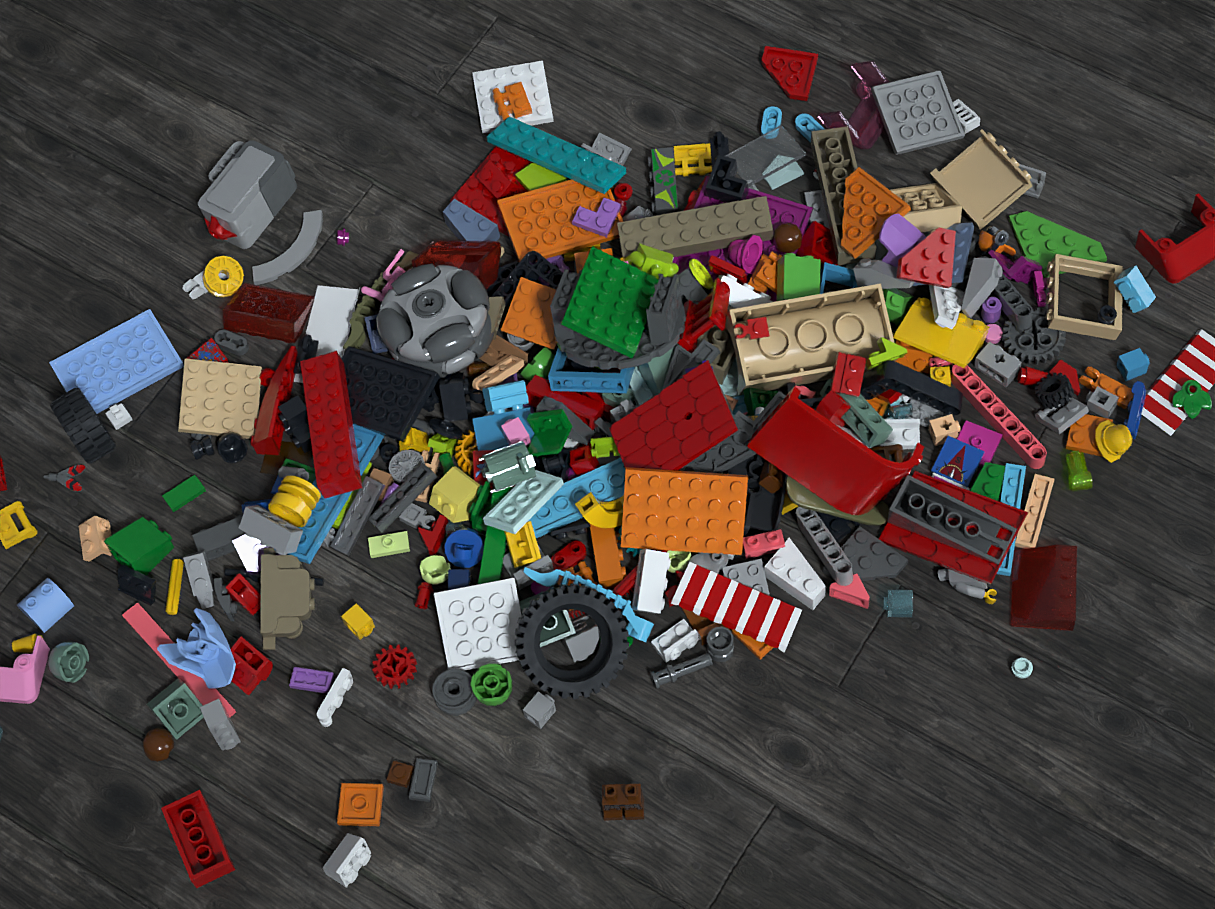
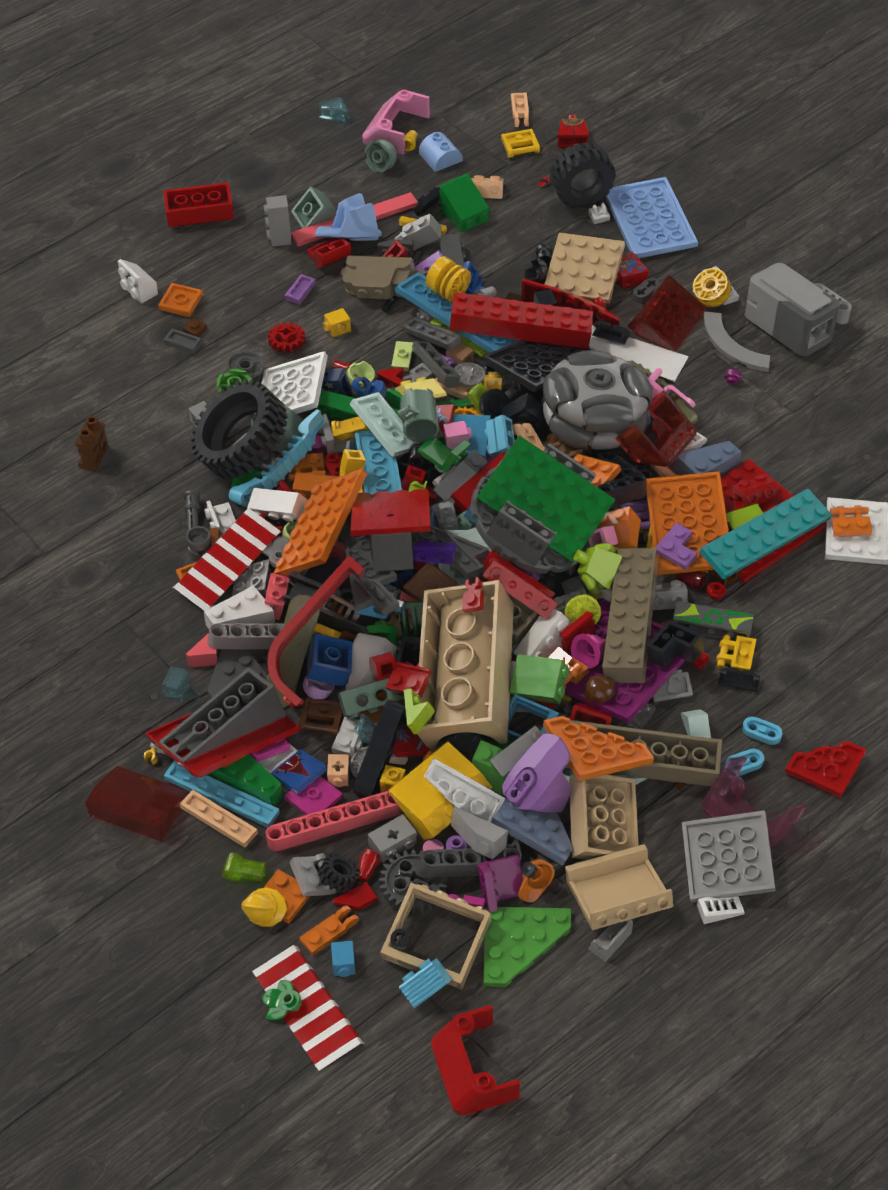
camera: 100 degrees right, 10 degrees down
(158, 744) = (293, 196): reddish brown hair -> none
(184, 493) = (507, 242): green tile -> none
(270, 529) = (419, 267): light grey brick -> none
(334, 697) = (277, 298): white plate -> none
(495, 312) = (594, 446): dark tan slope -> none
(609, 149) = (761, 579): light grey bracket -> none
(766, 155) = (713, 704): clear piece -> none
(930, 260) = (514, 784): plate -> none
(1022, 668) = (70, 759): light aqua plate -> none
(1101, 402) = (309, 913): light grey brick -> none
(1135, 408) = (286, 938): blue hinge -> none

